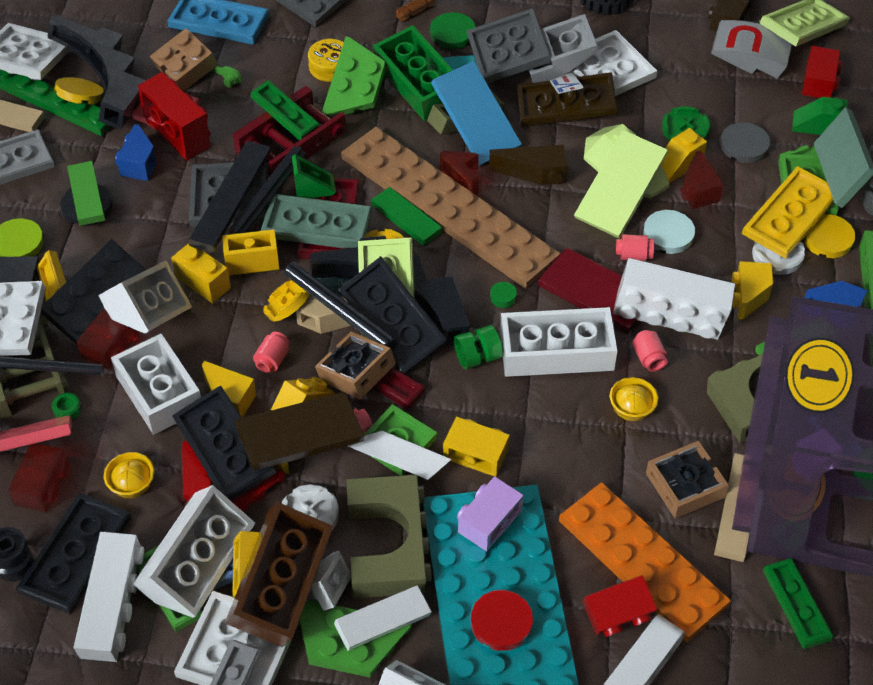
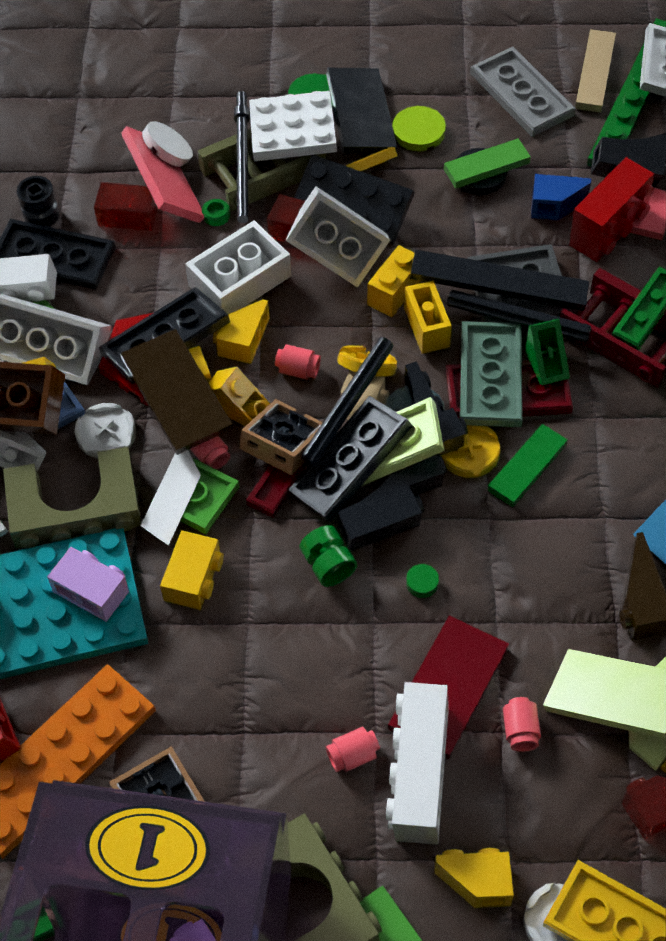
camera: 85 degrees right, 5 degrees up
(78, 89) = (636, 120): yellow tile -> none
(129, 474) = (135, 274): yellow hat -> none
(452, 206) = (552, 512): medium nougat plate -> none
(461, 168) = (612, 508): clear red slope -> none
(558, 341) = (344, 639): white brick -> none
(633, 398) = (278, 734): yellow hat -> none
(670, 230) = (566, 770): light aqua tile -> none

